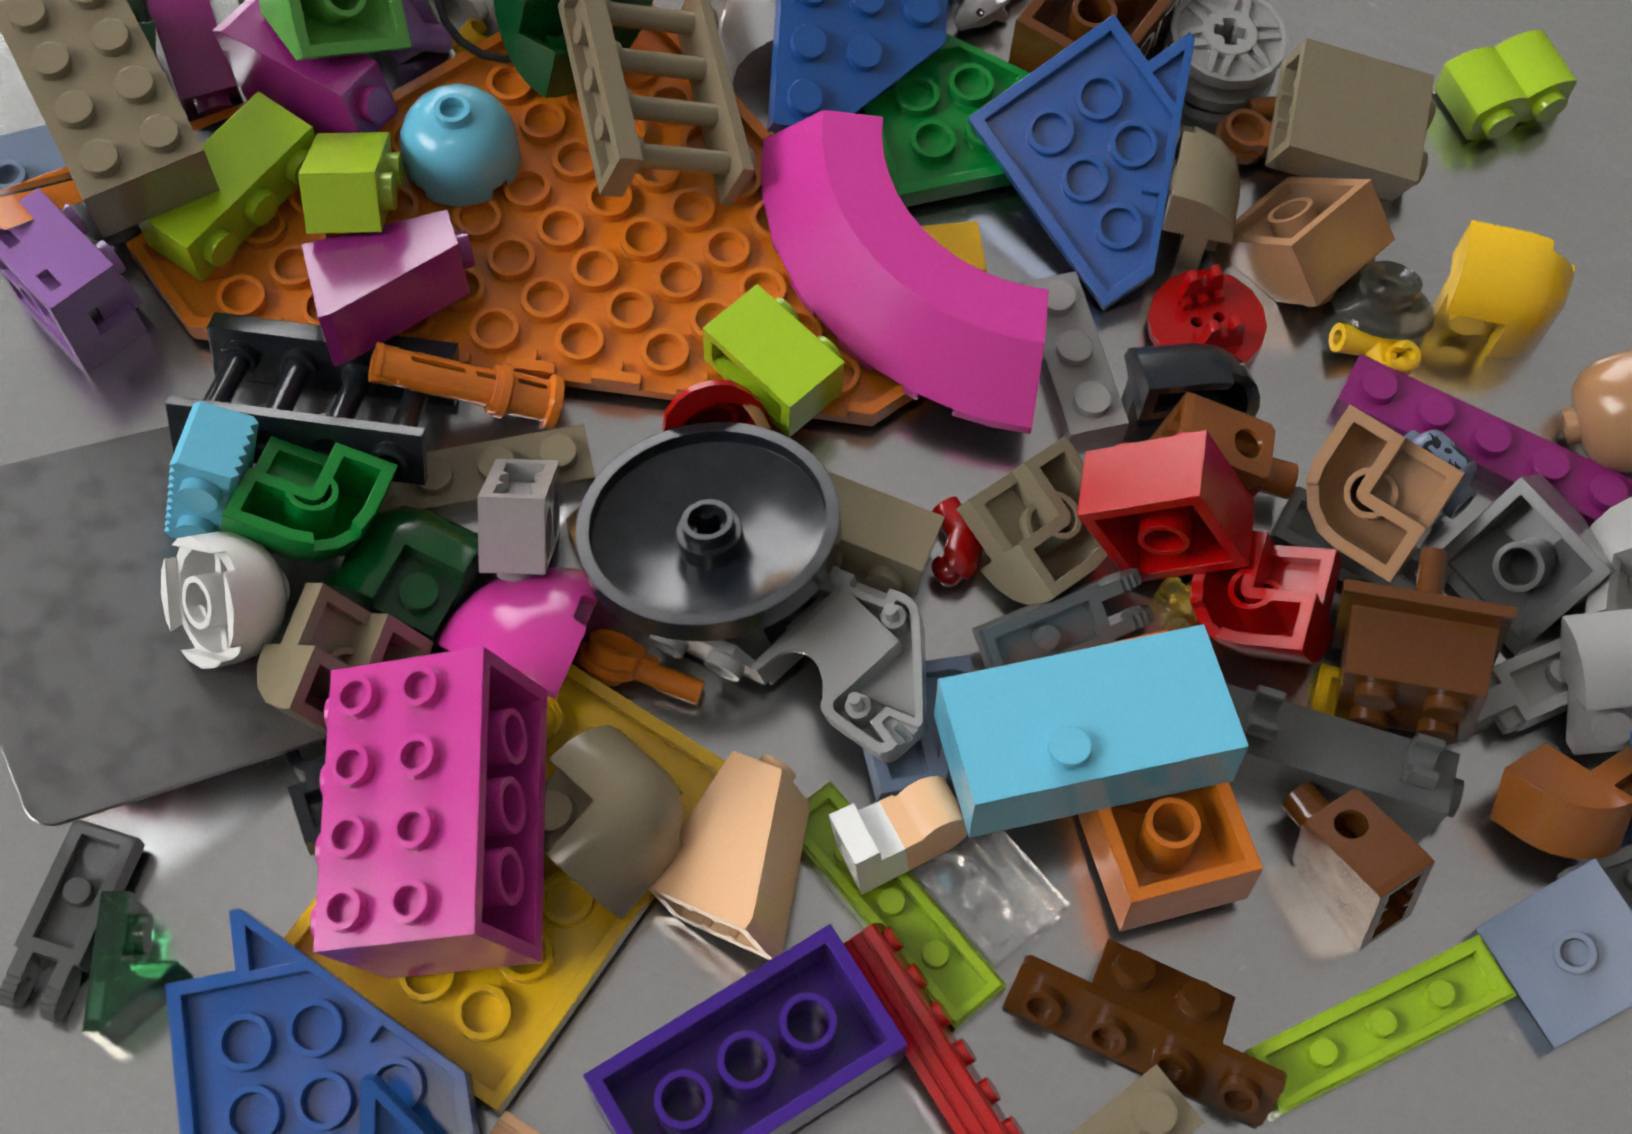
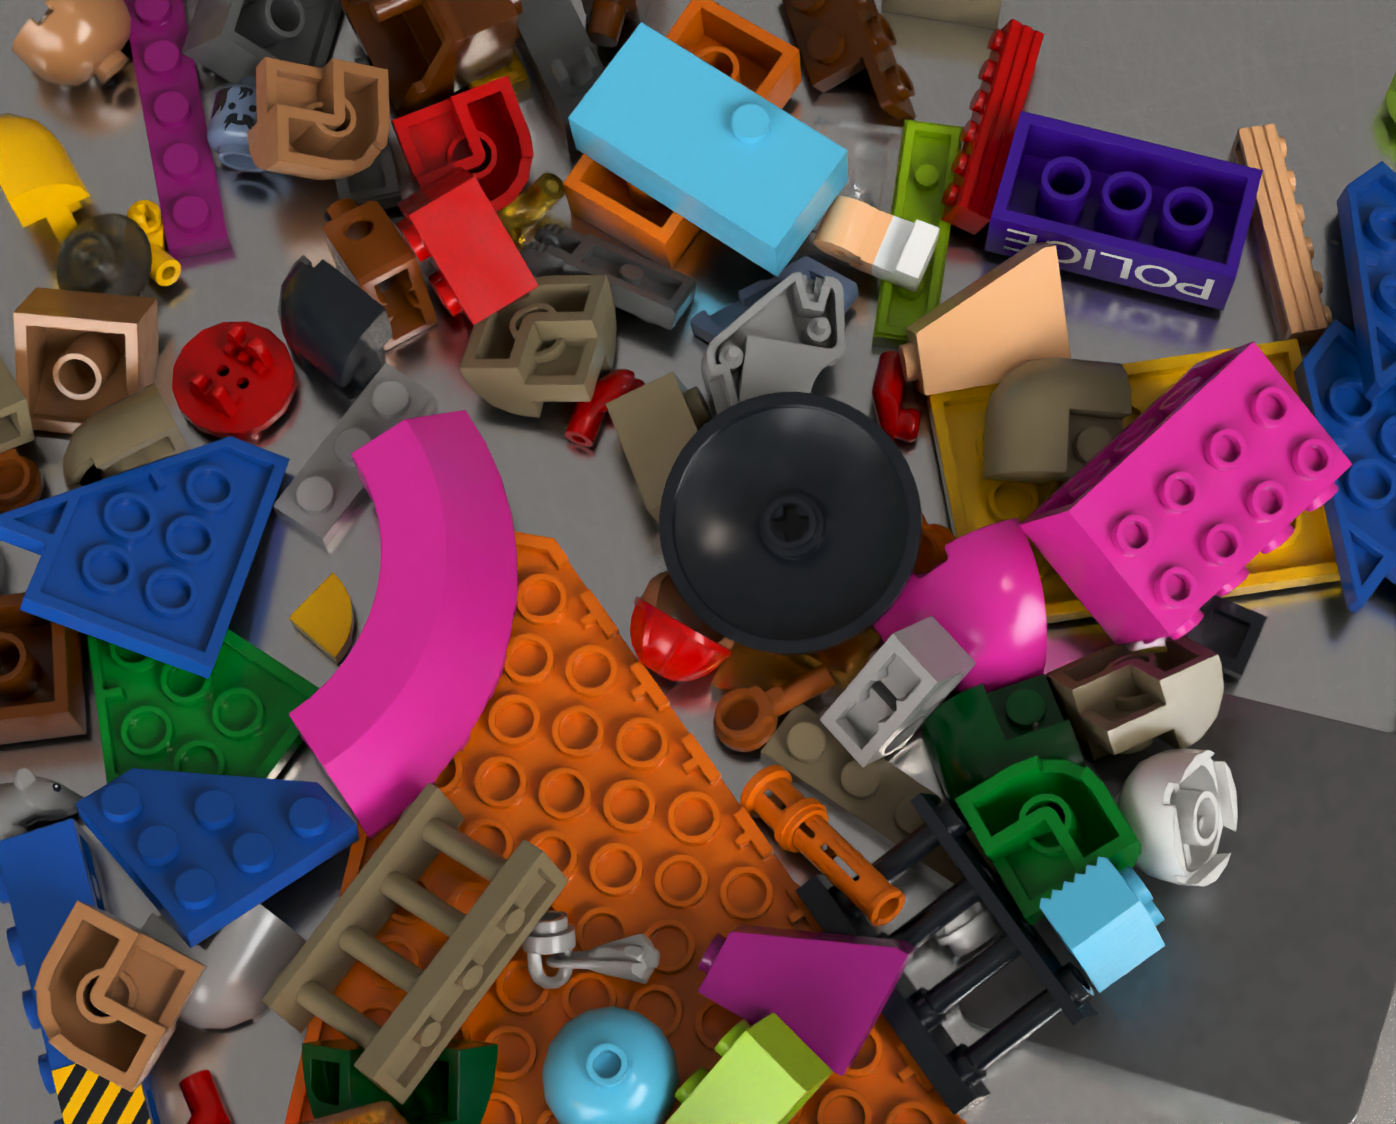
camera: 125 degrees left, 5 degrees up
(524, 207) = (626, 958): none -> light grey piece
(609, 434) = (749, 716): none -> dark orange plate
(758, 738) = (887, 399): none -> red arm
(775, 357) = (585, 629): lime piece -> none

